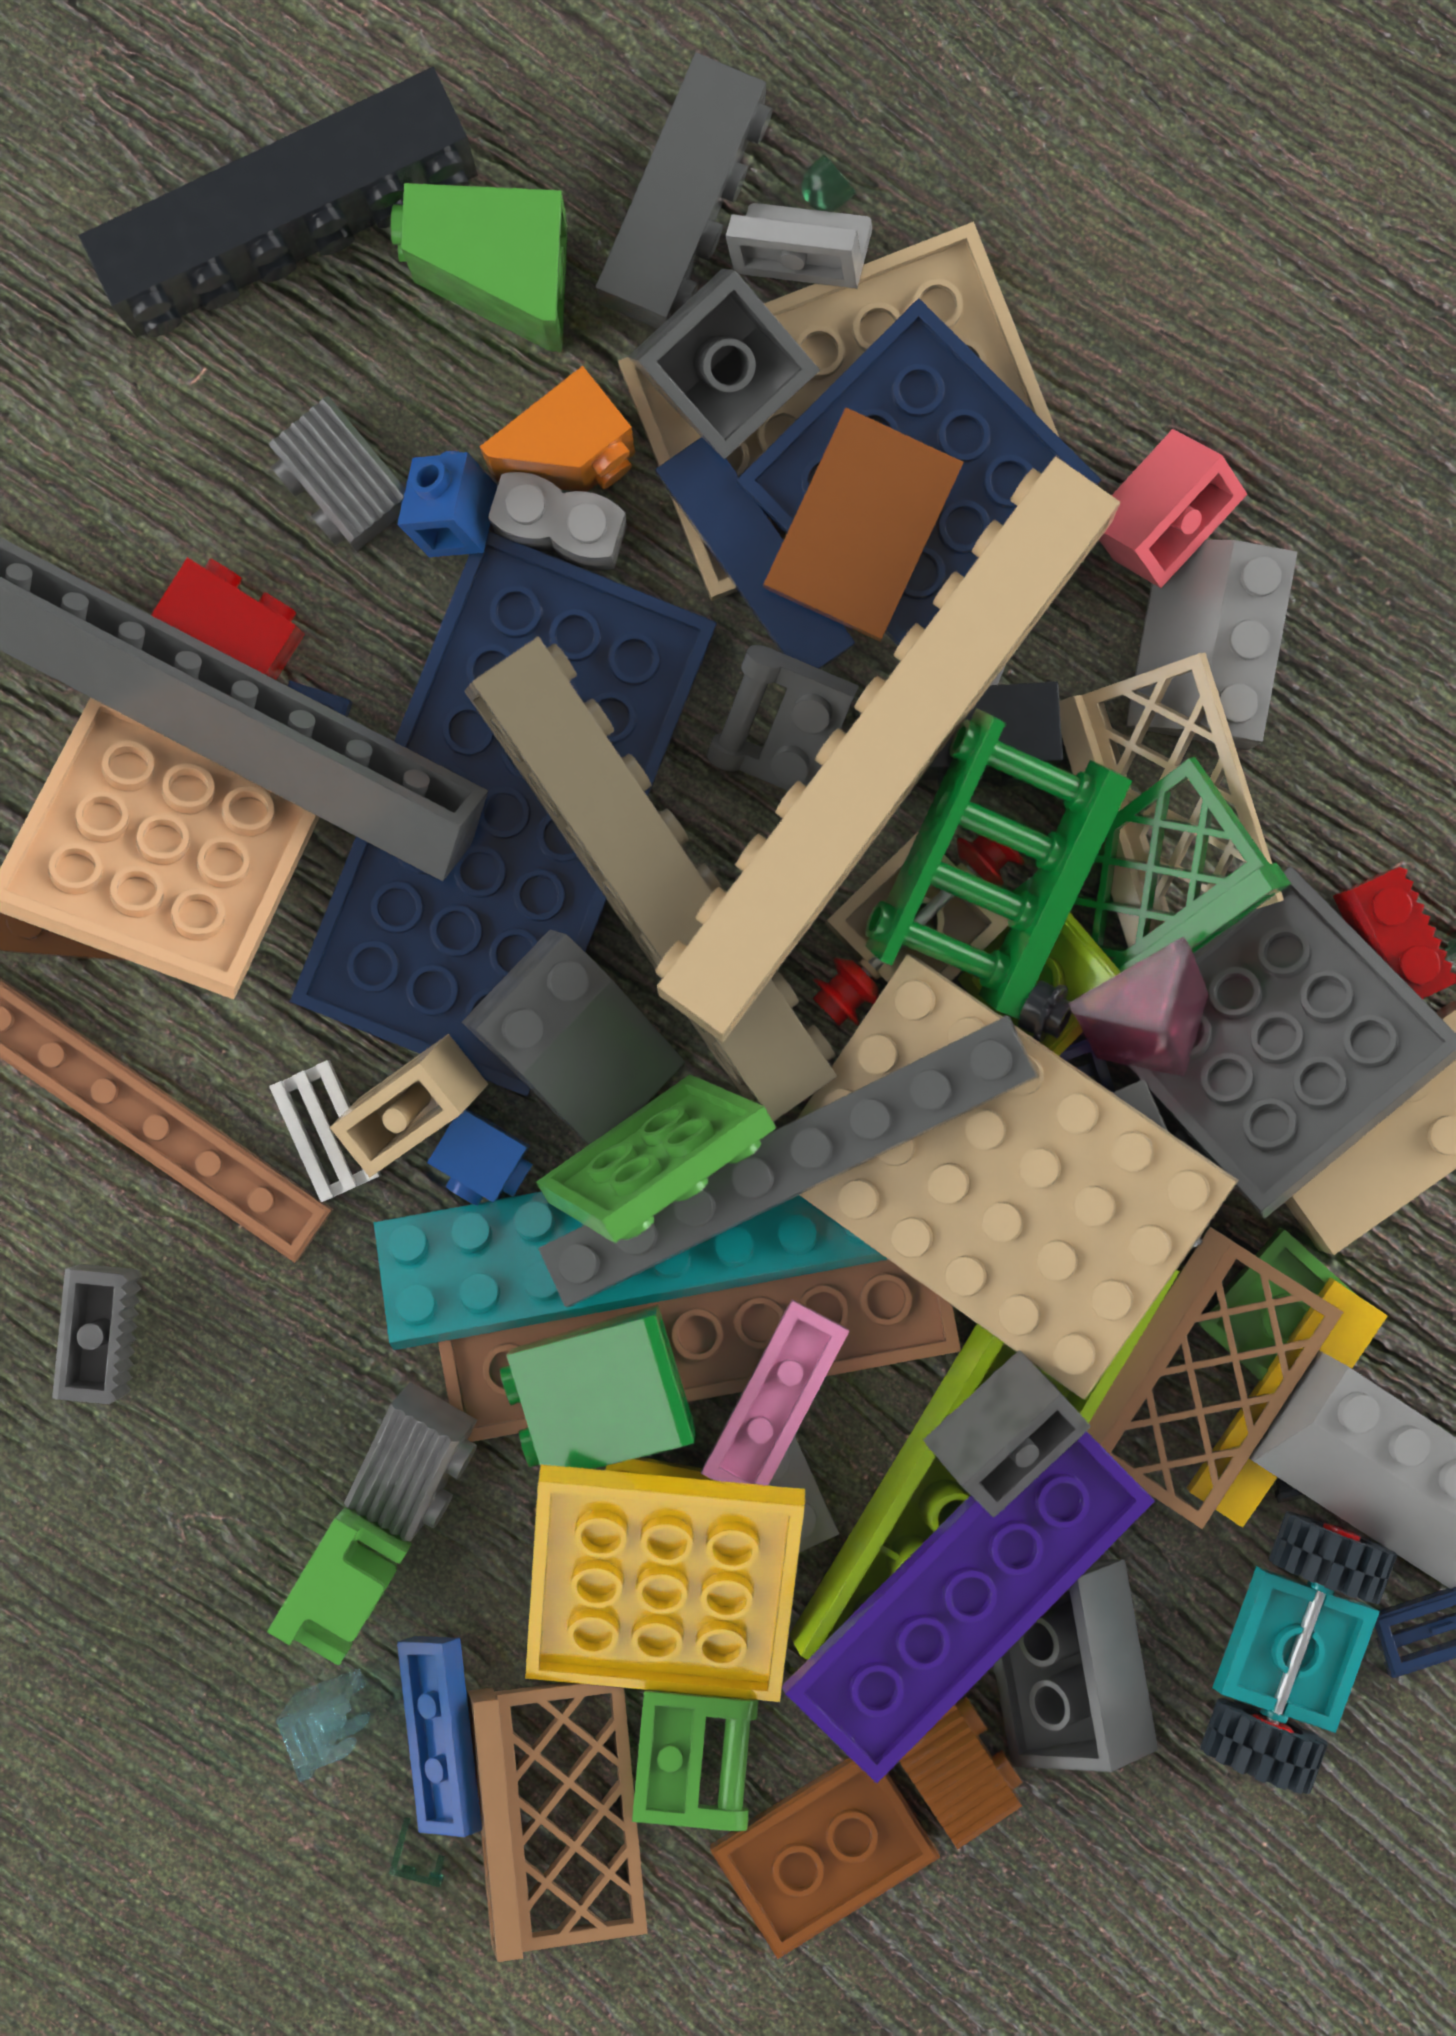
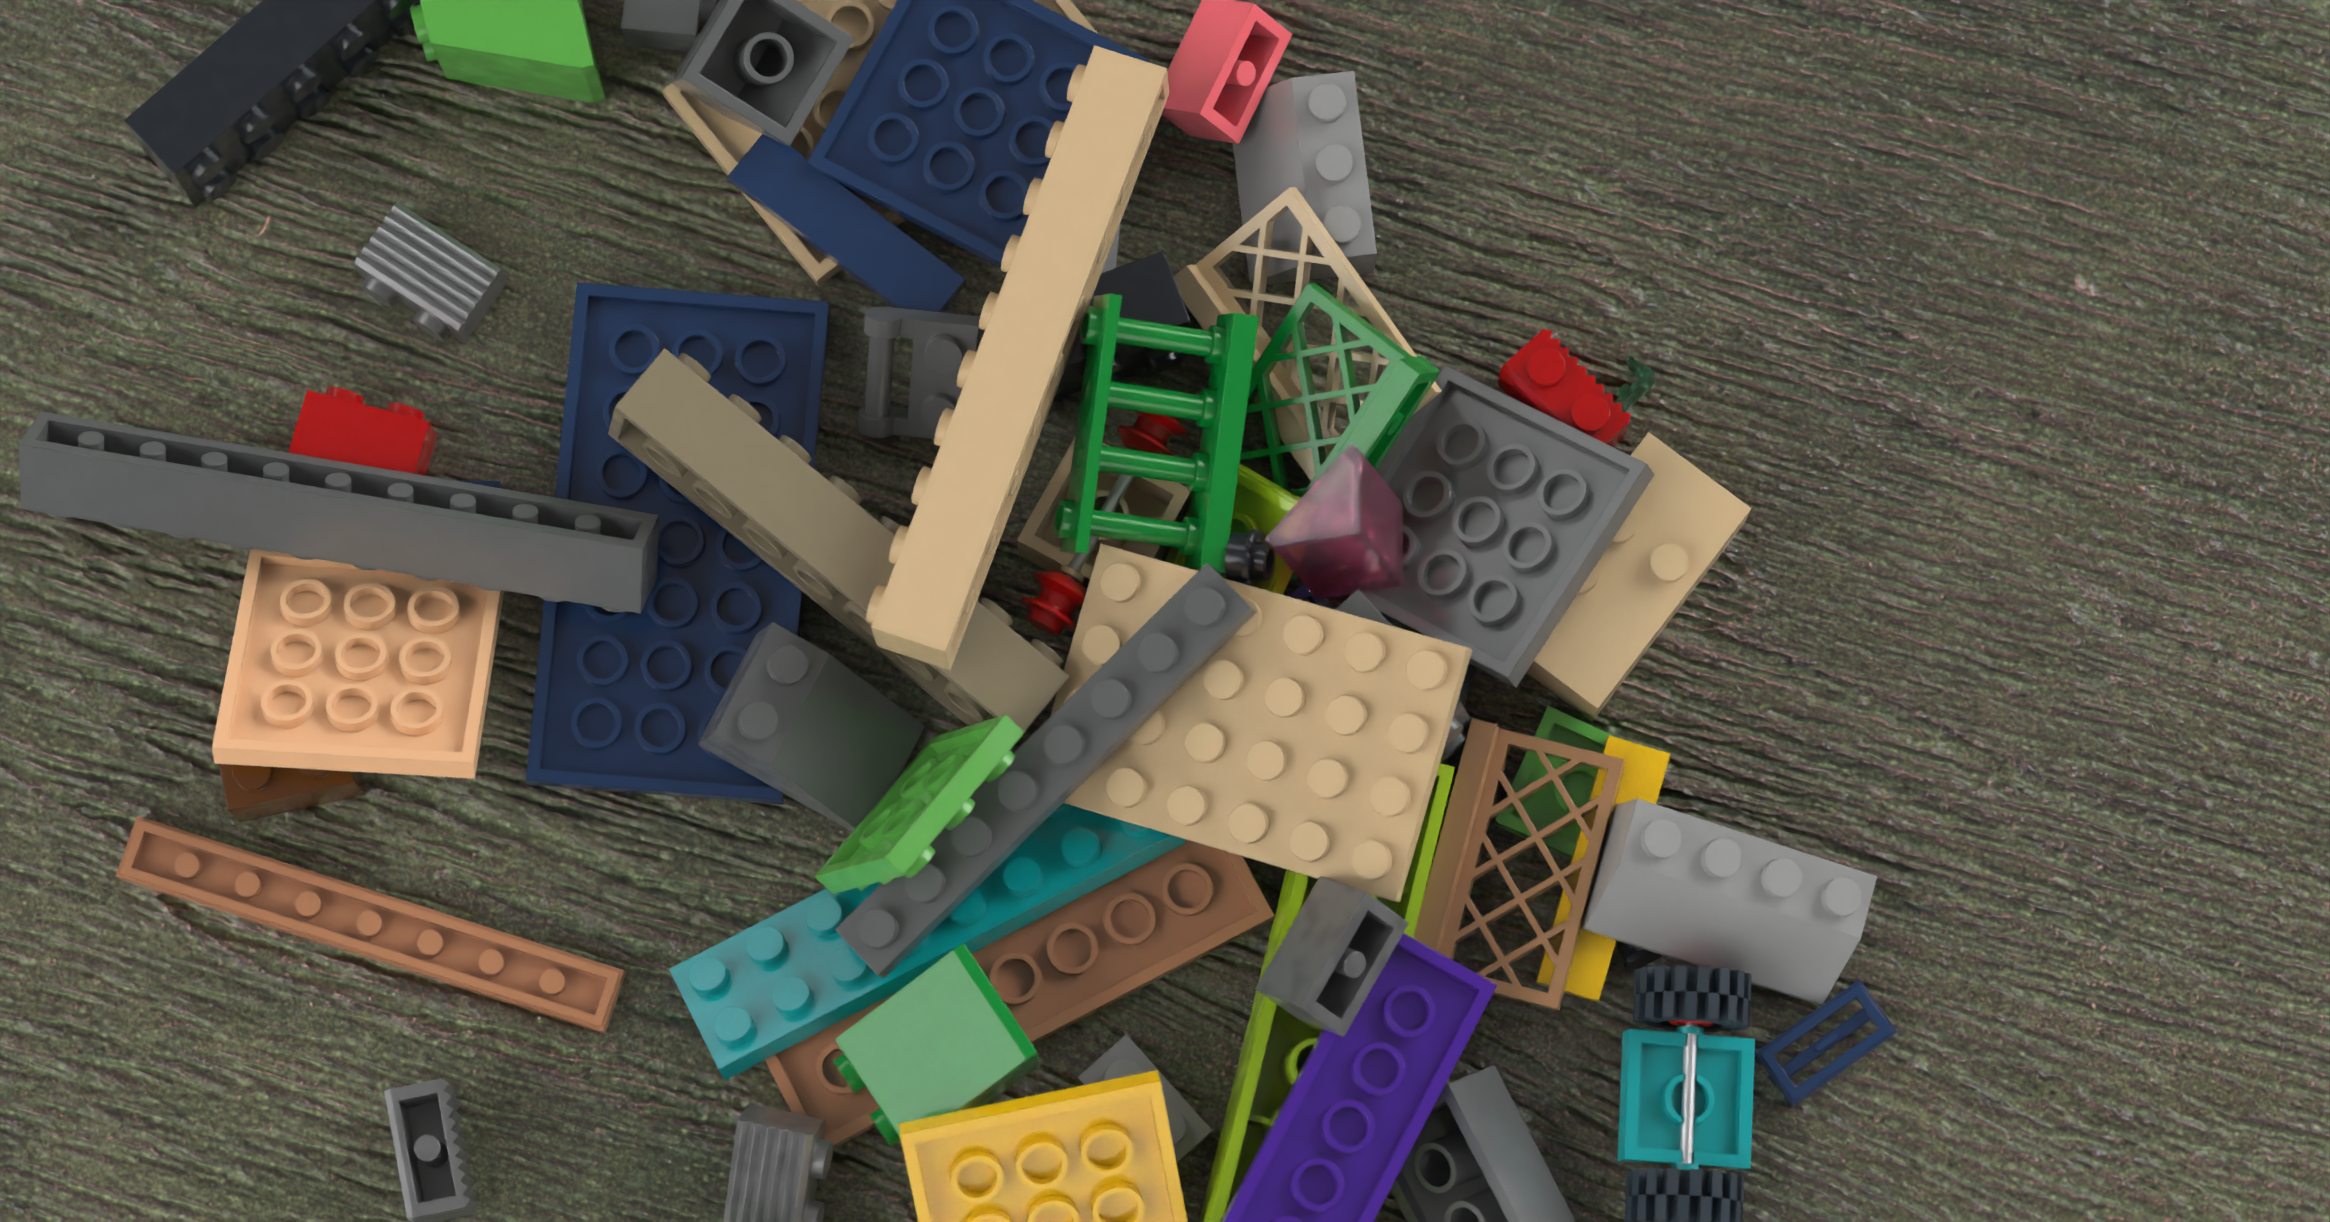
camera: 10 degrees left, 10 degrees down
(298, 1132) = (560, 857): white tile -> none
(409, 1105) = (670, 838): tan brick -> none
(447, 504) = (540, 268): blue brick -> none
(480, 1159) = (754, 873): blue brick -> none
(565, 437) = (633, 176): orange slope -> none
(575, 524) = (665, 253): light grey brick -> none
(776, 1397) = (1109, 999): bright pink plate -> none
(863, 524) = (938, 166): dark orange tile -> none

